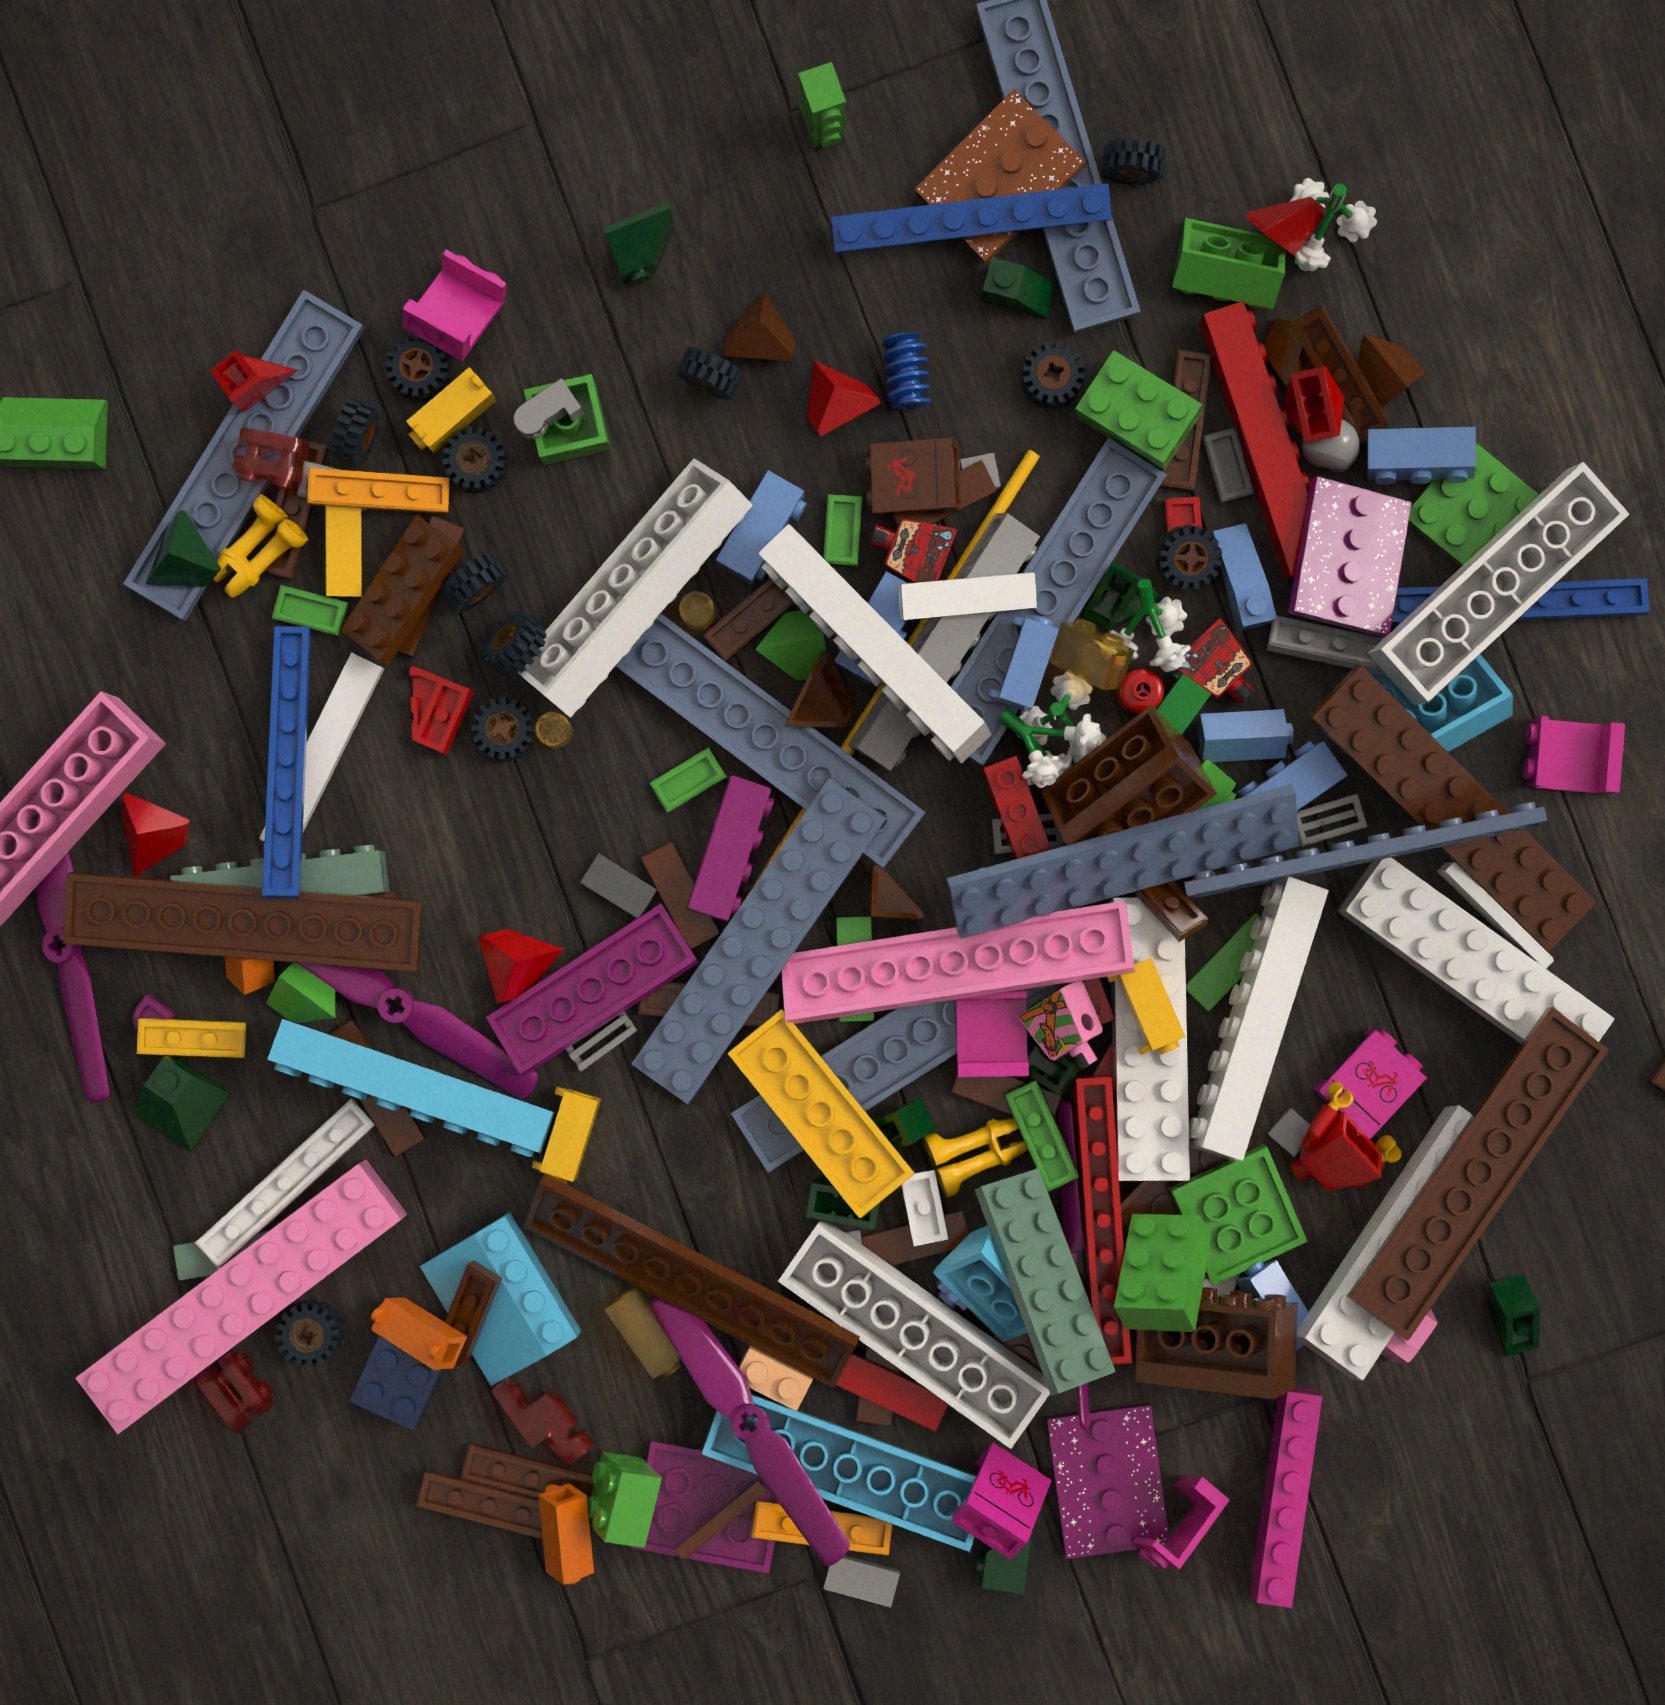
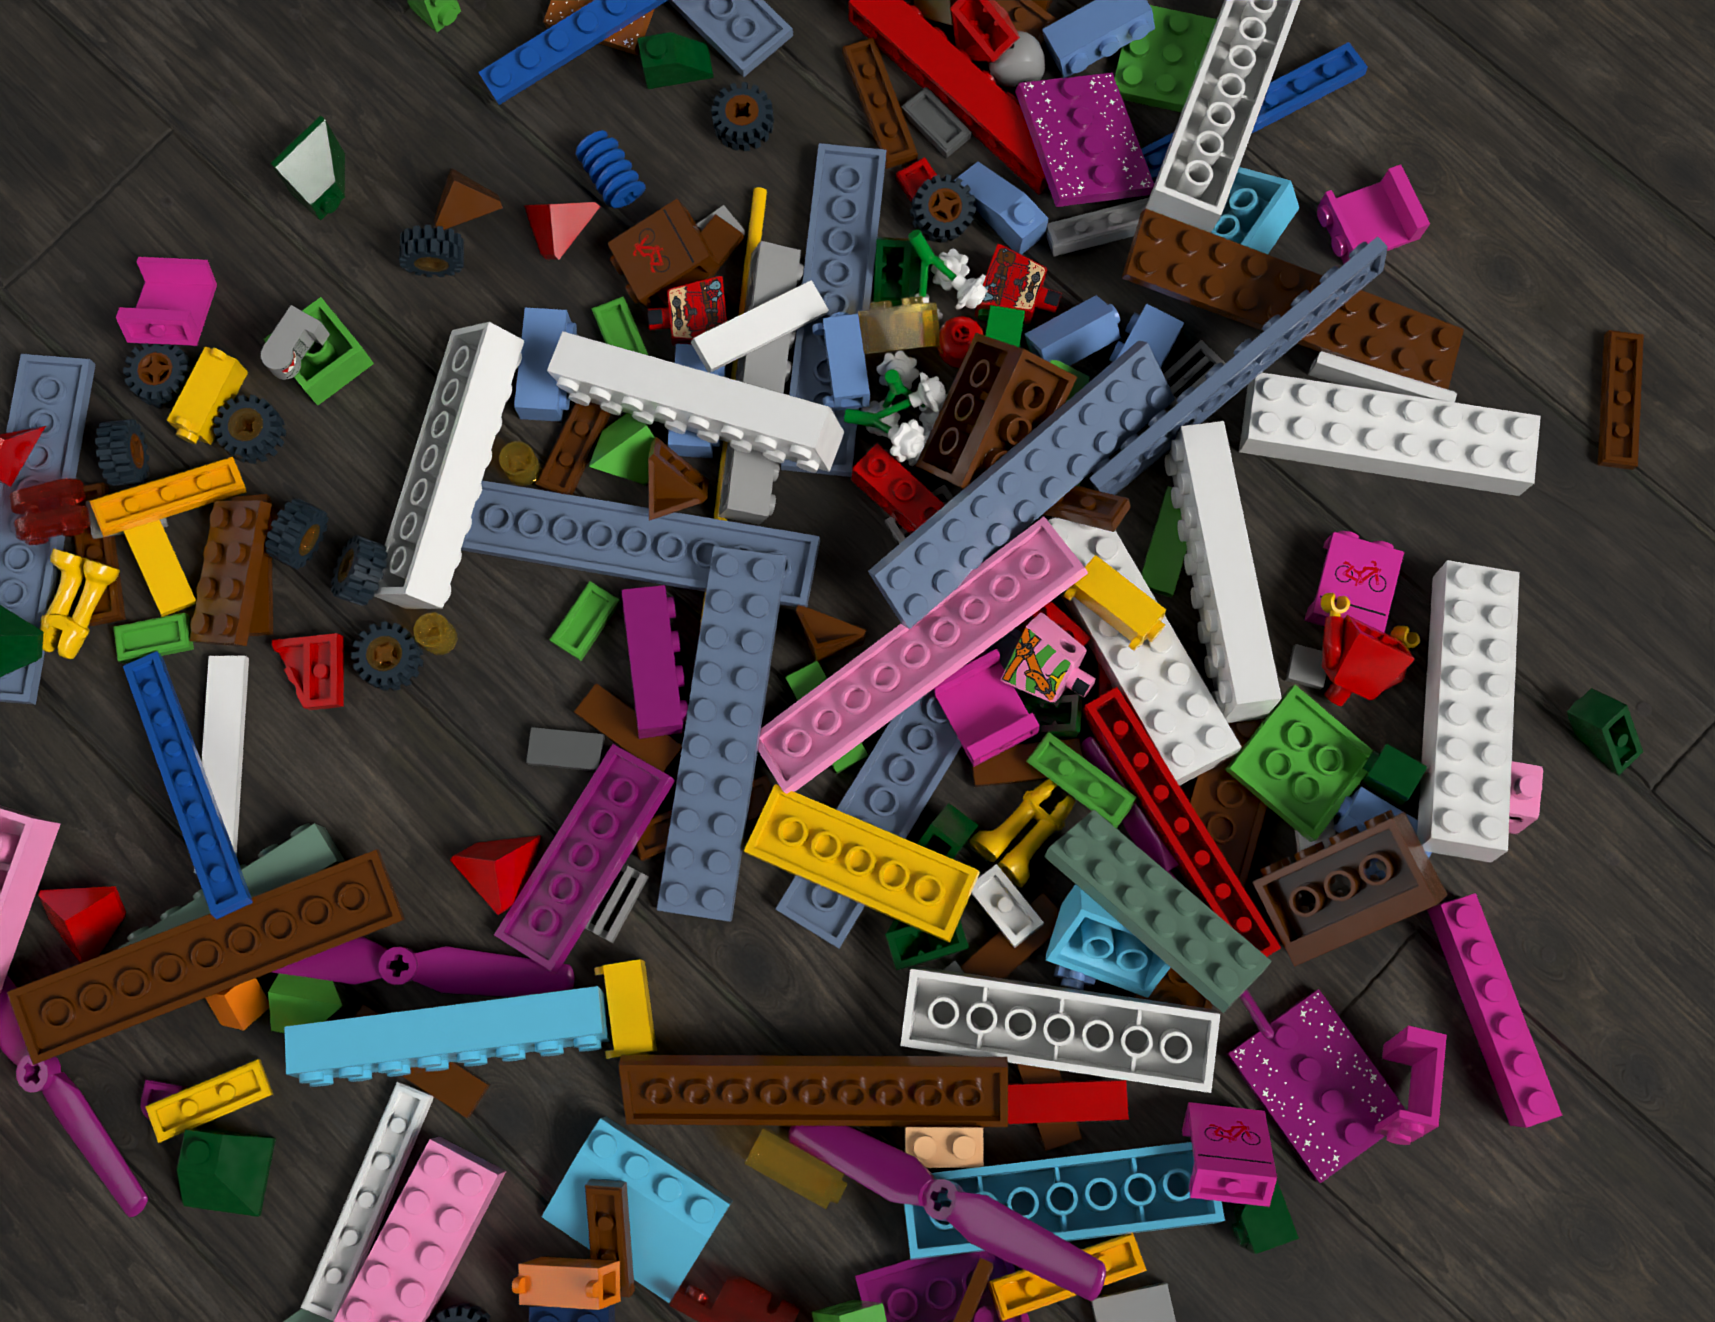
camera: 25 degrees left, 10 degrees down
(1138, 410) = (833, 106): bright green brick -> none
(1163, 1272) = (1264, 844): bright green brick -> none
(1307, 1264) = (1393, 775): none -> dark green slope
(1477, 1173) = (1501, 610): reddish brown plate -> none

